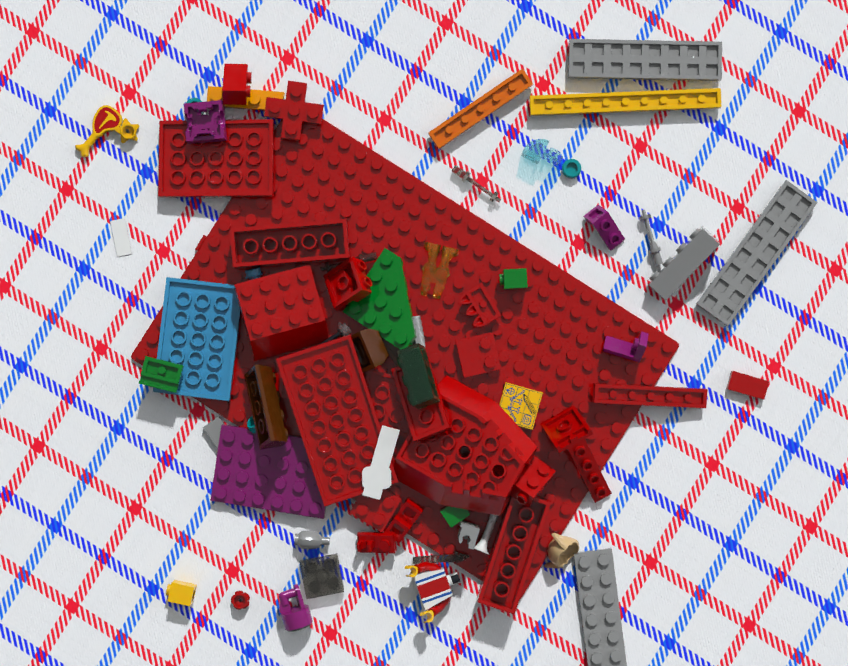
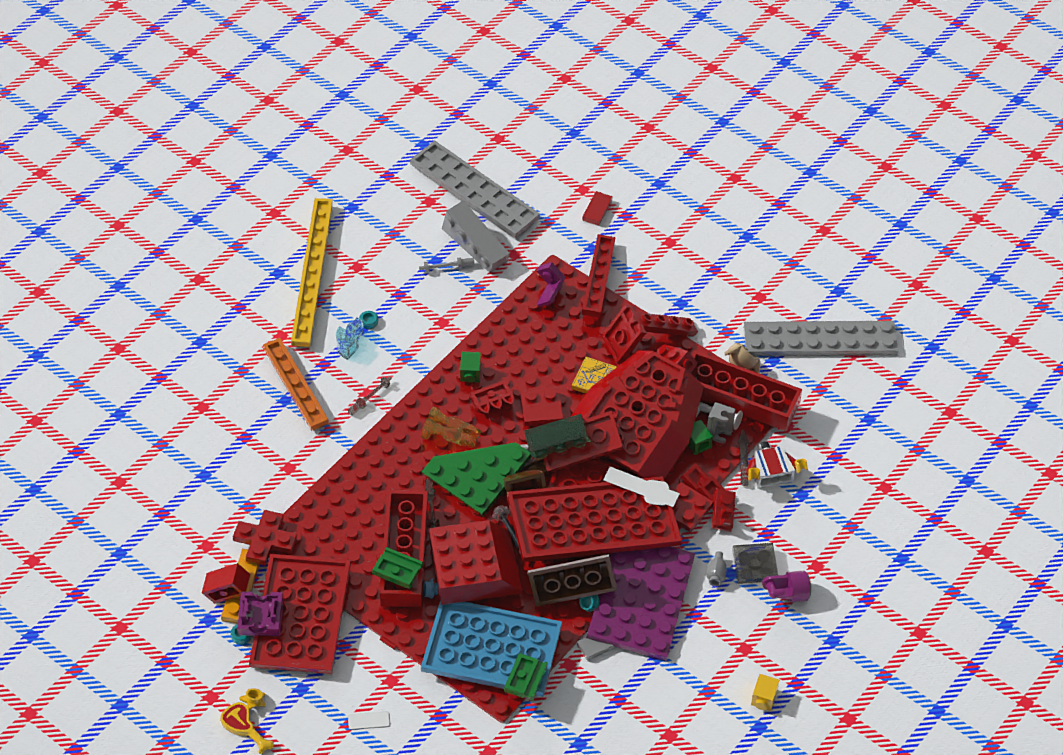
camera: 85 degrees left, 35 degrees down
(235, 600) = (776, 636): red plate -> none
(253, 241) = (397, 568): none -> green plate
(348, 282) = (453, 500): red plate -> none
(605, 226) = (424, 294): magenta bracket -> none
(645, 59) = (274, 253): light grey plate -> none

